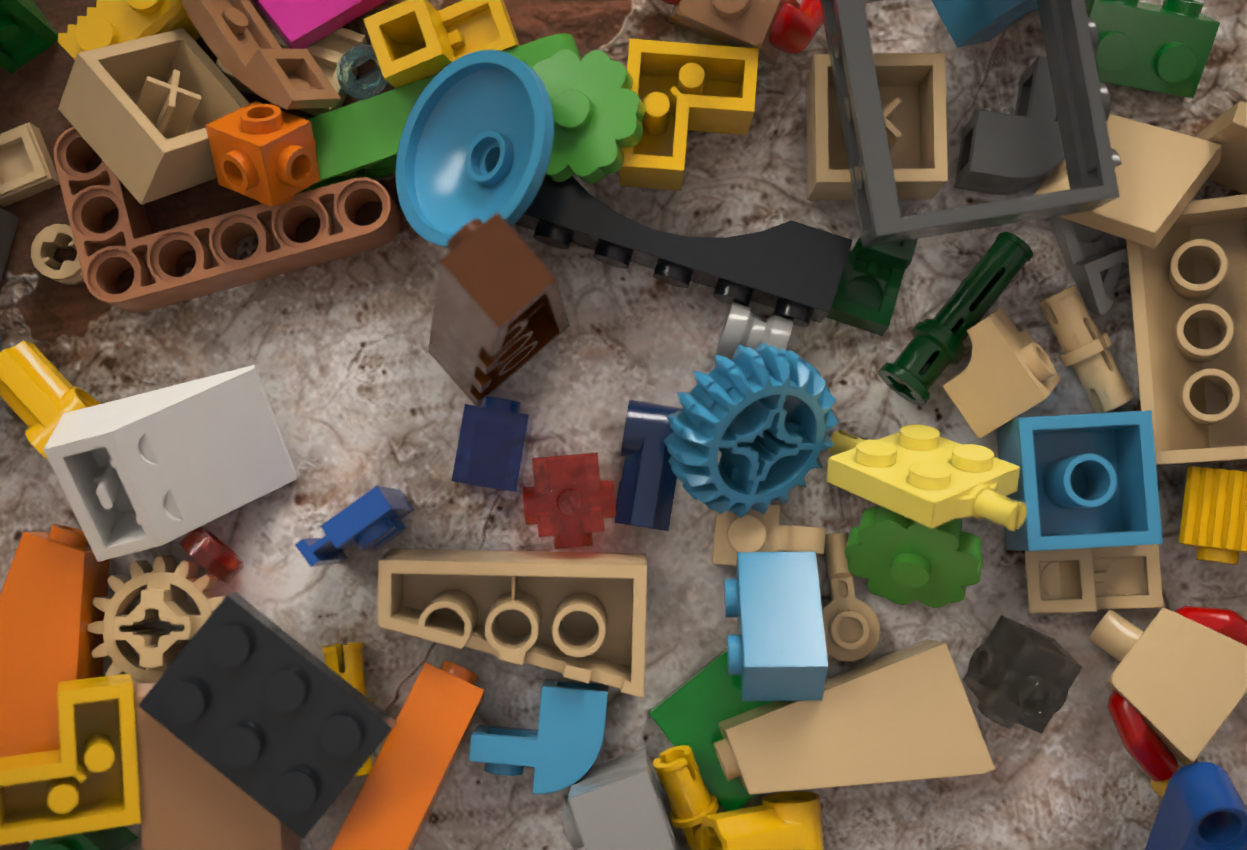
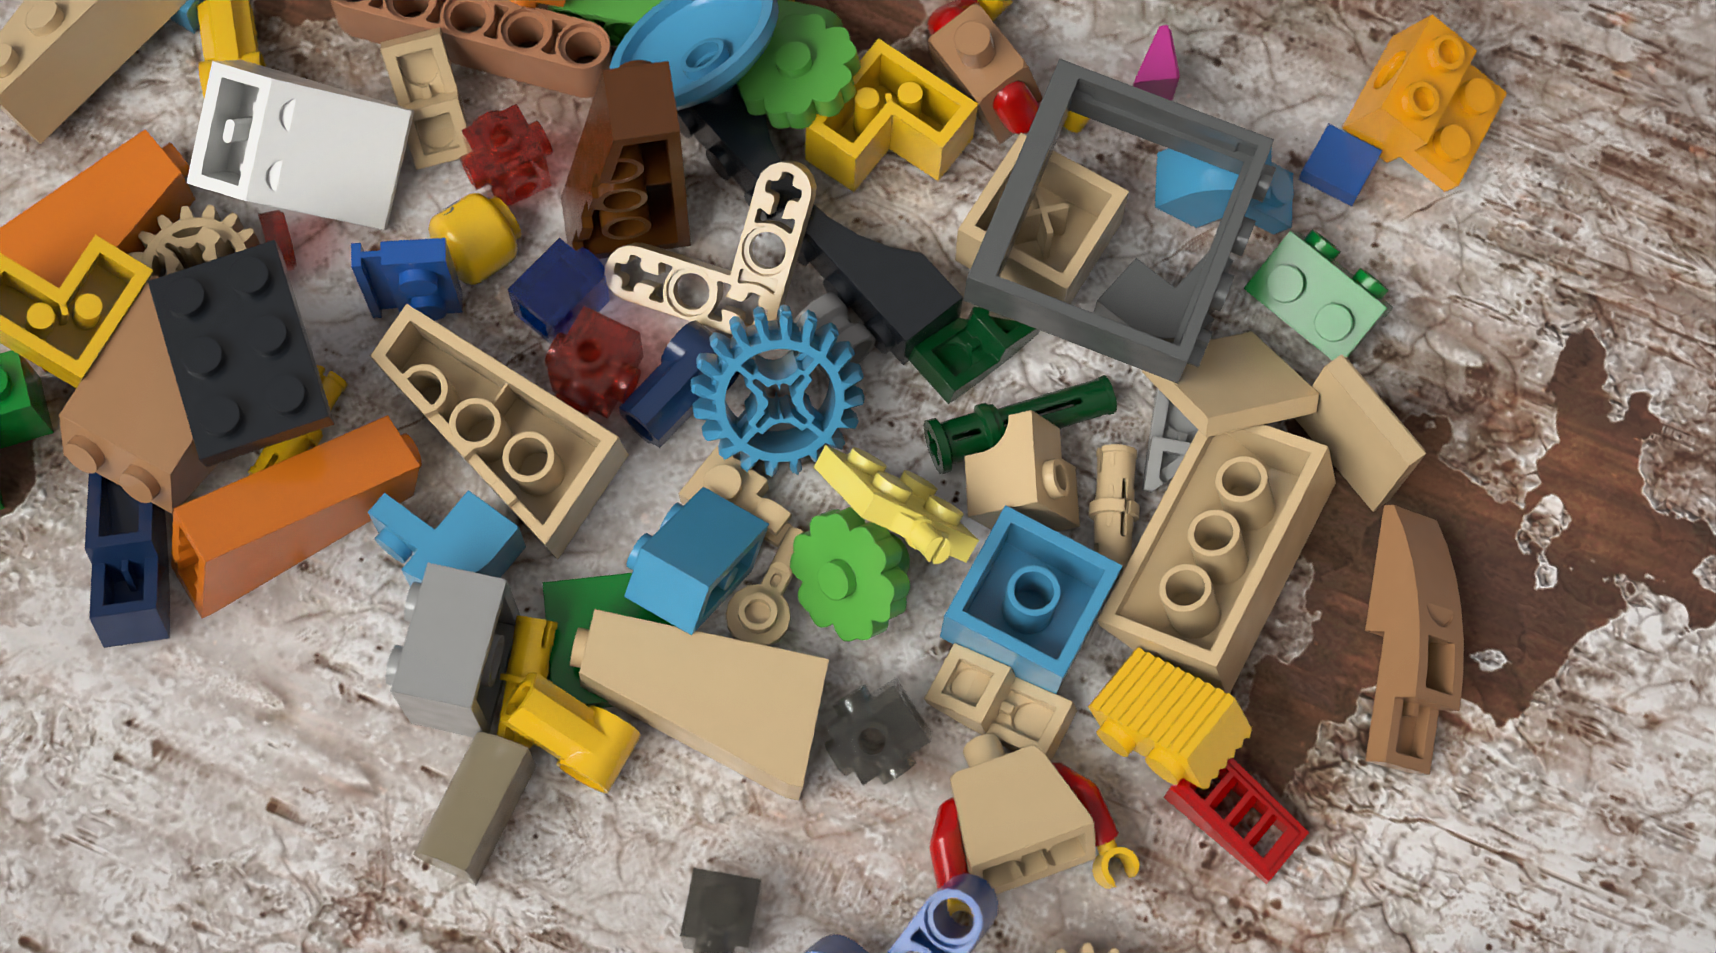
camera: 25 degrees right, 15 degrees down
(253, 334) = (427, 84): none -> tan slope
(379, 365) = (506, 155): none -> clear red brick
(383, 443) = (478, 234): none -> yellow head
(647, 338) = (747, 273): none -> tan beam

